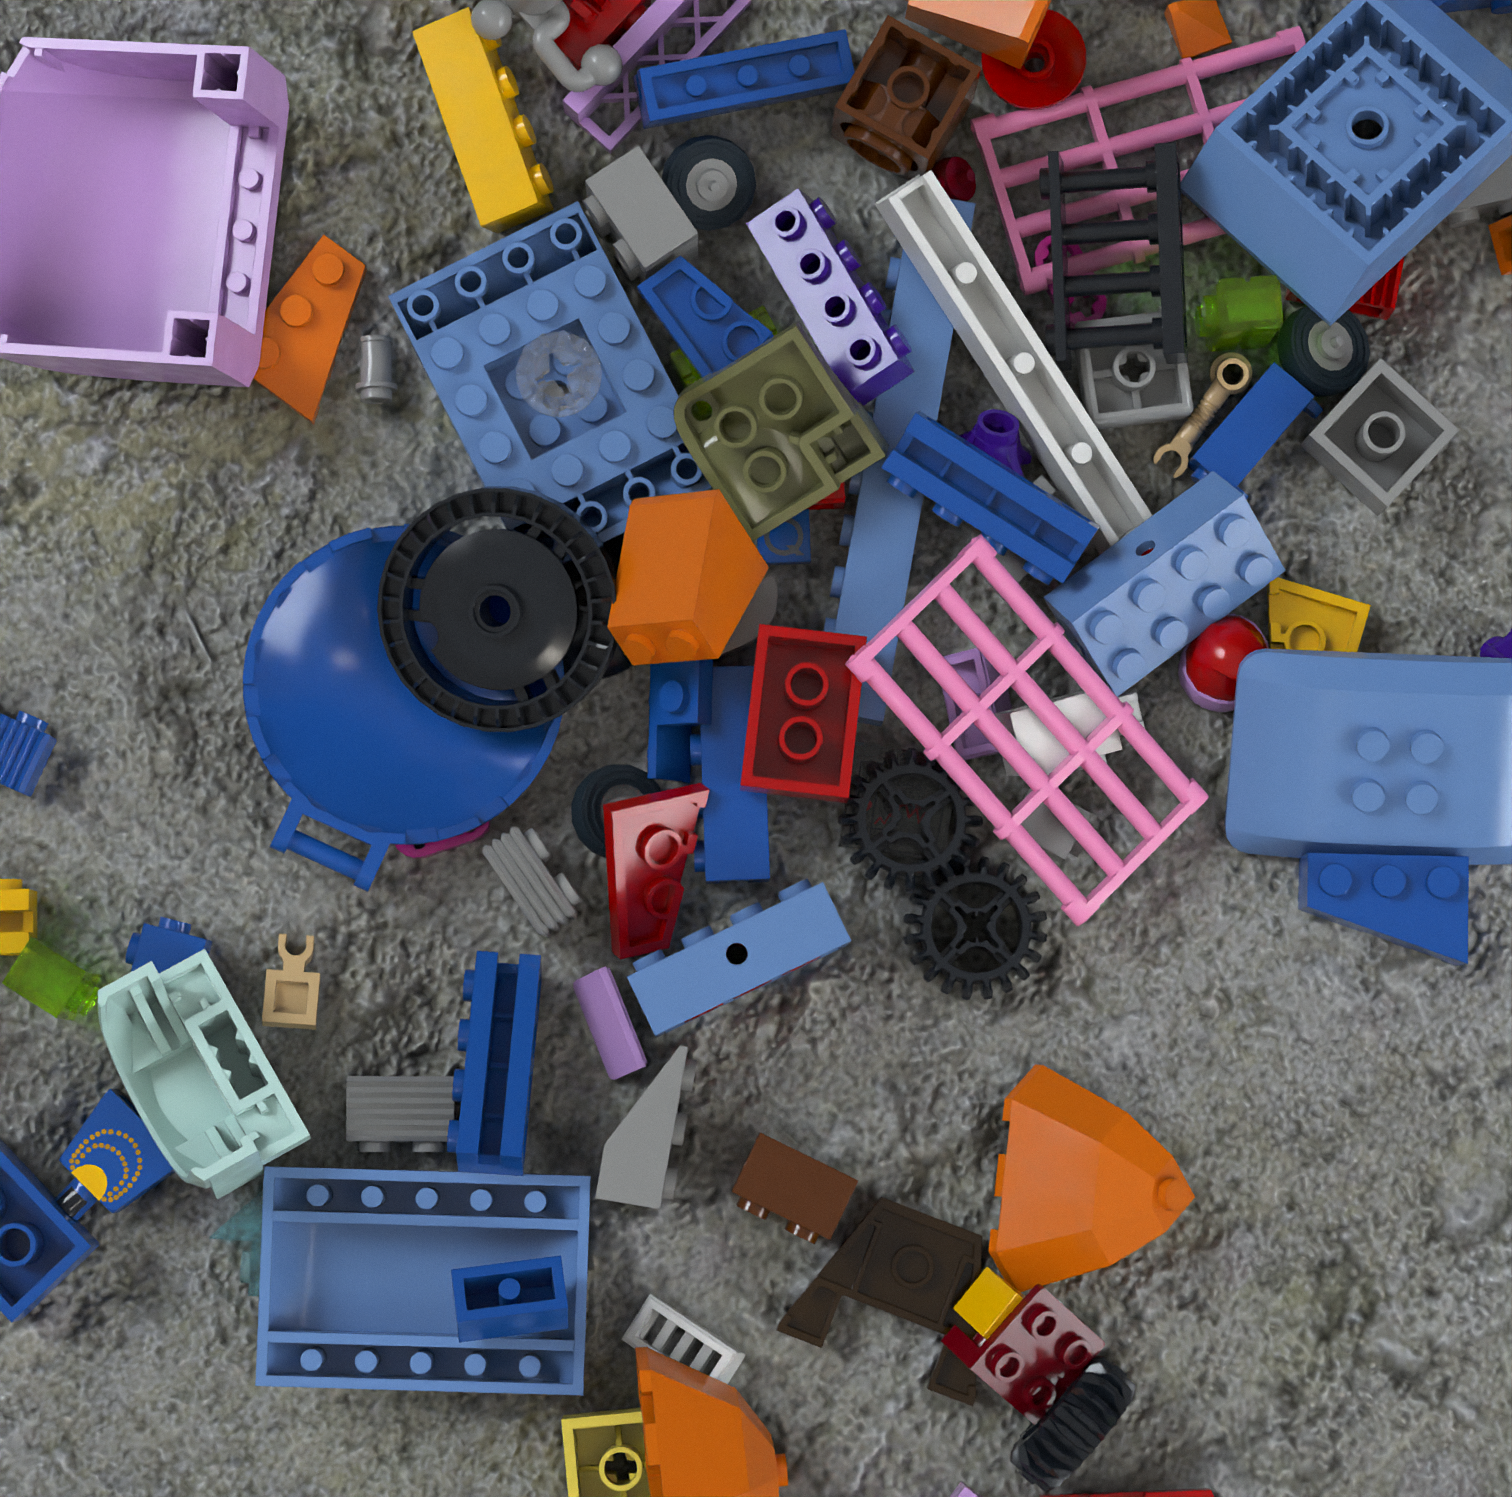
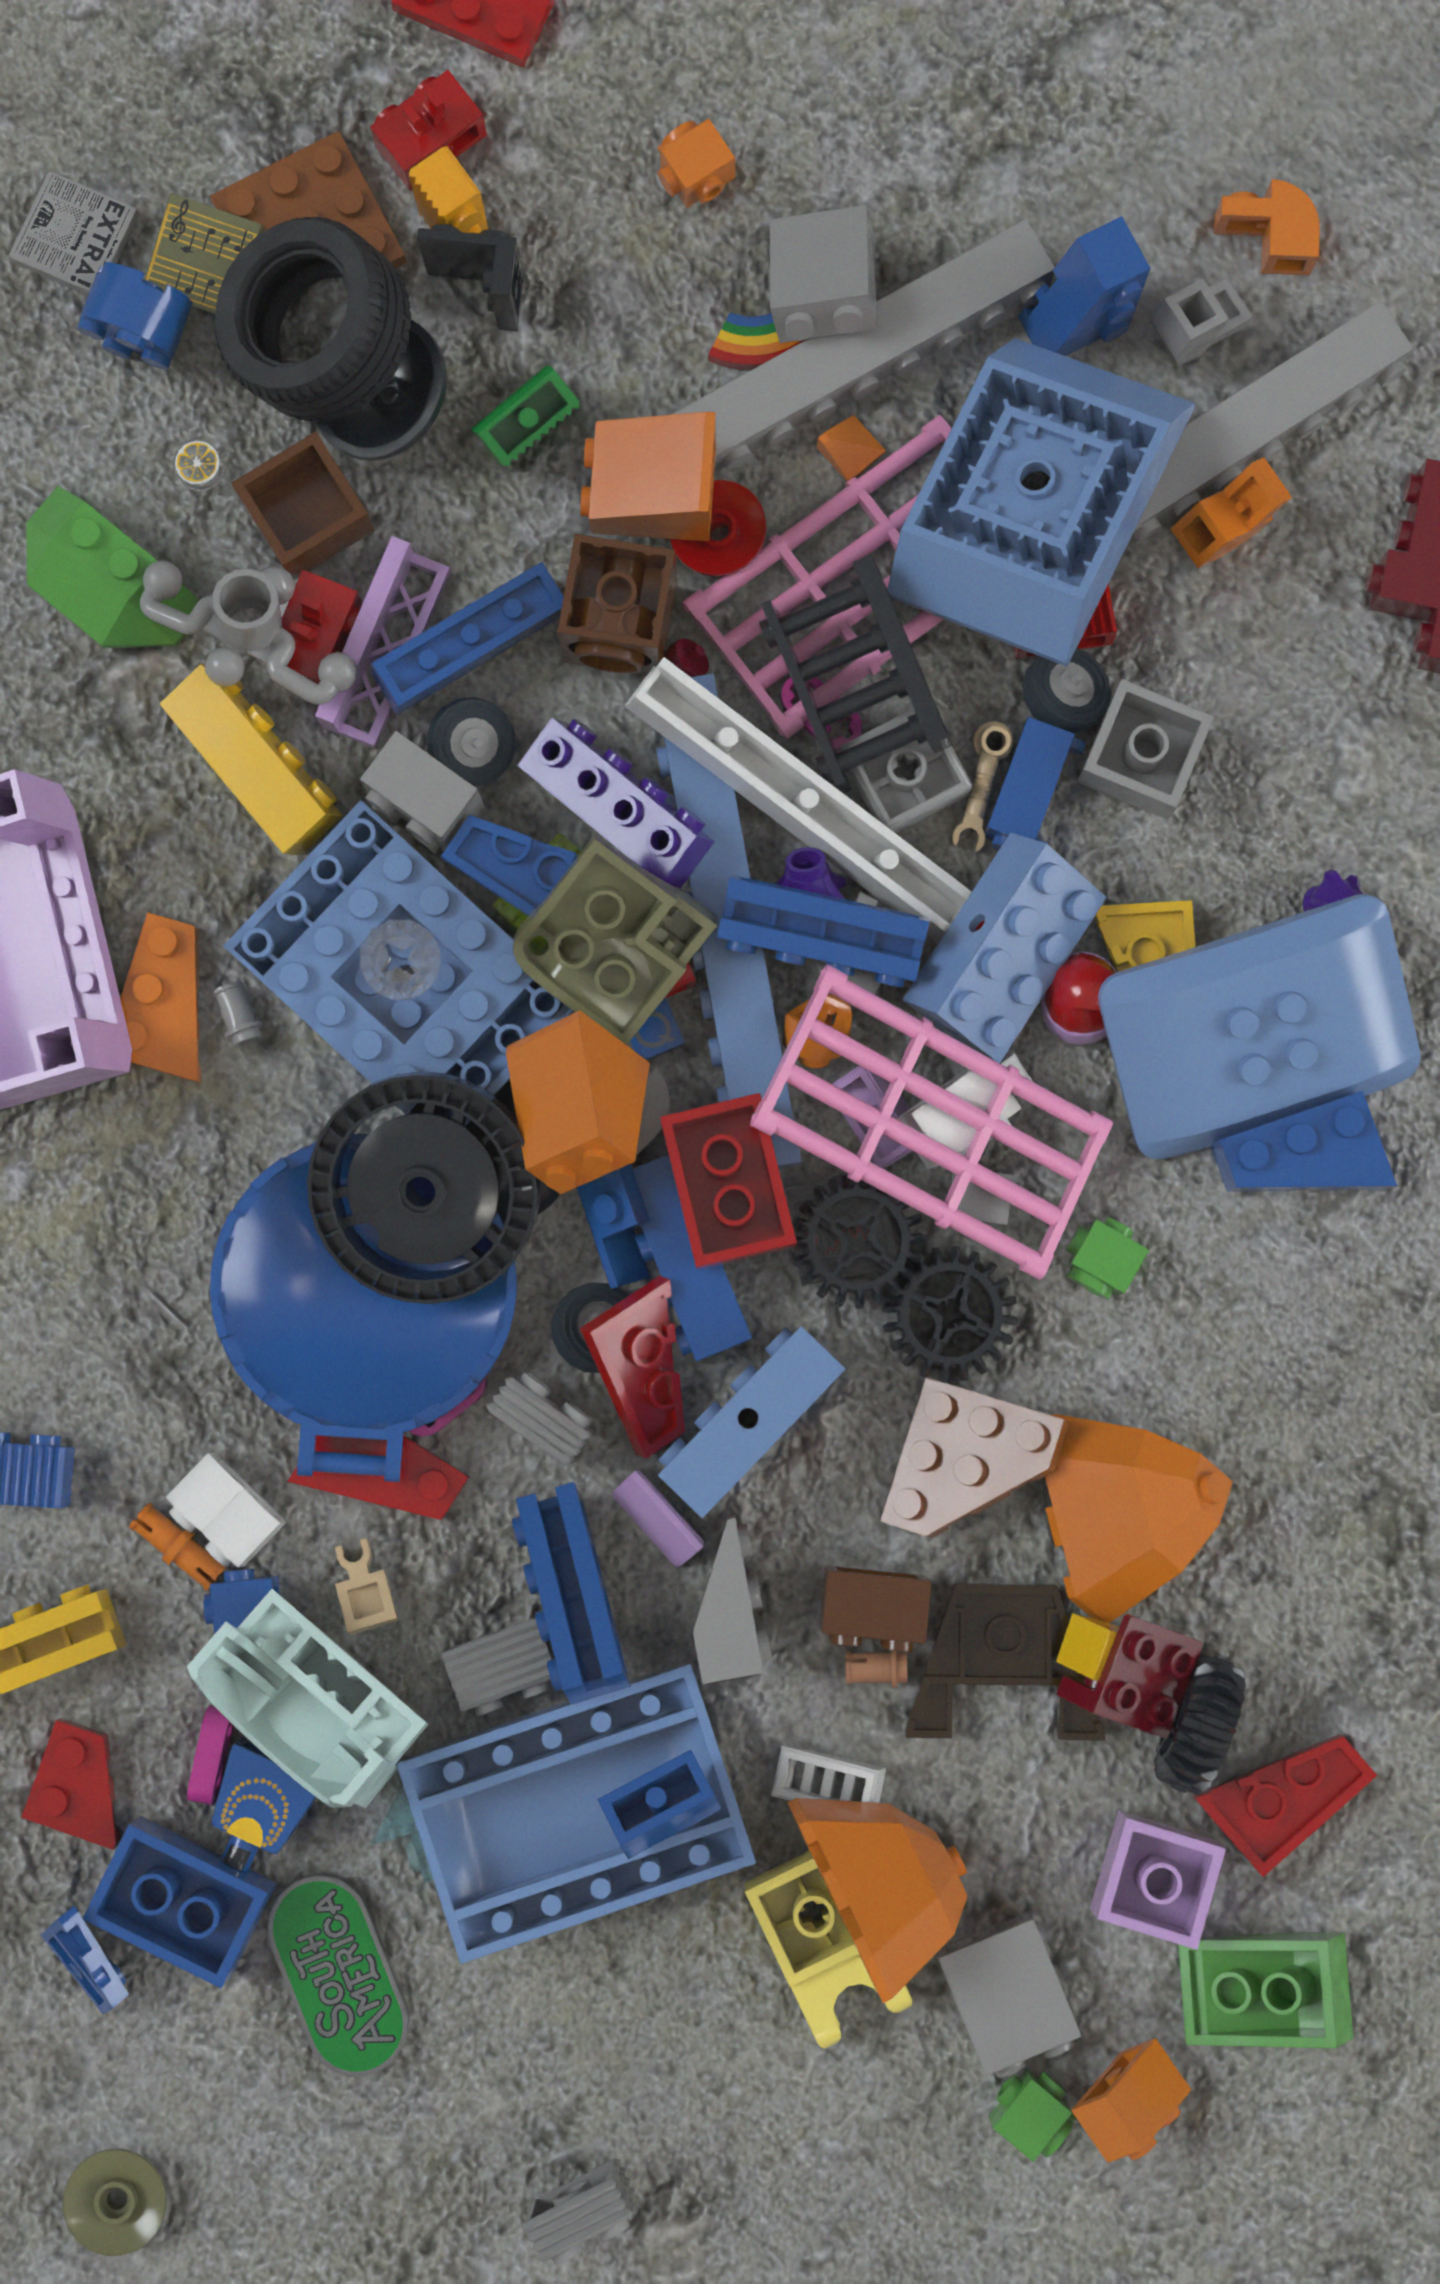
camera: 10 degrees left, 0 degrees up
(53, 980) = (147, 1665): clear neon green brick -> none
(81, 1094) = (210, 1758): none -> dark pink beam
(124, 875) = (177, 1546): none -> orange pin
(128, 1356) = (338, 1975): none -> tile
(183, 856) = (224, 1510): none -> white brick
(391, 906) = (425, 1486): none -> red wing
(773, 1251) = (876, 1667): none -> nougat pin
(933, 617) = (813, 1054): none -> orange piece
(940, 1075) = (967, 1456): none -> plate
(1150, 929) = (1104, 1257): none -> bright green brick
(1240, 313) = (983, 685): clear neon green brick -> none

